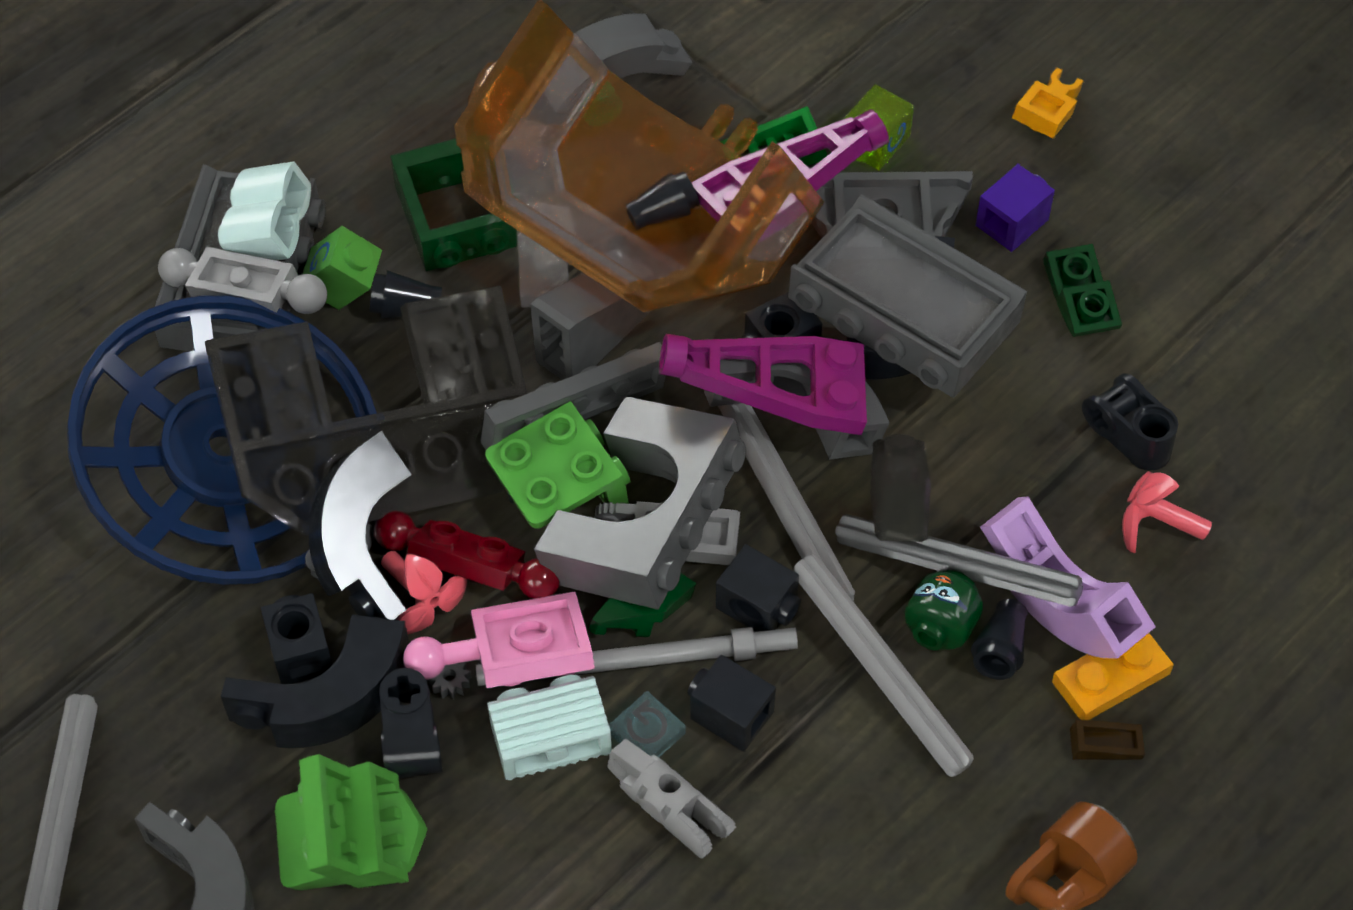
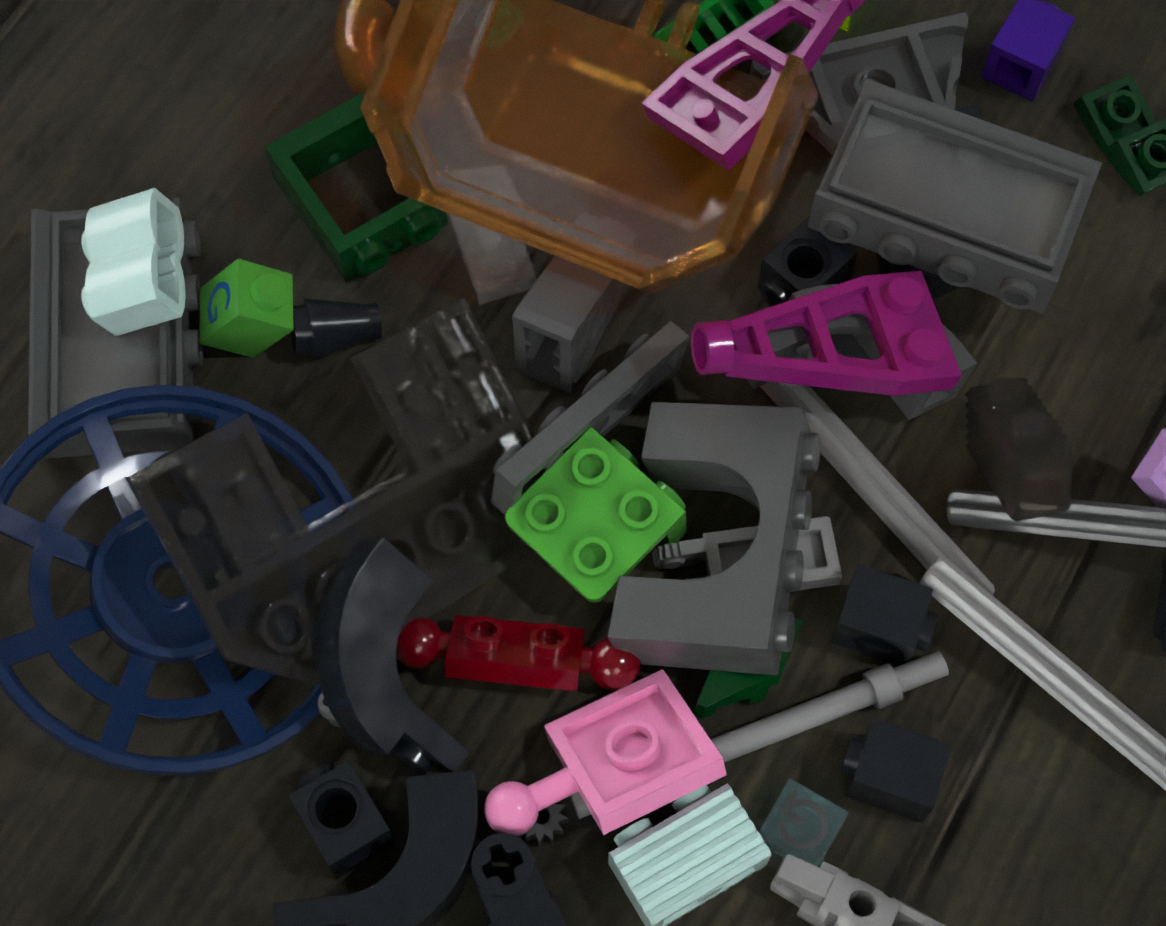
camera: 15 degrees left, 10 degrees up
(243, 276) = (131, 356): light grey plate -> none
(423, 583) = (479, 709): coral plant -> none
(664, 201) = (616, 131): black cone -> none
(943, 610) = (1110, 588): dark green head -> none

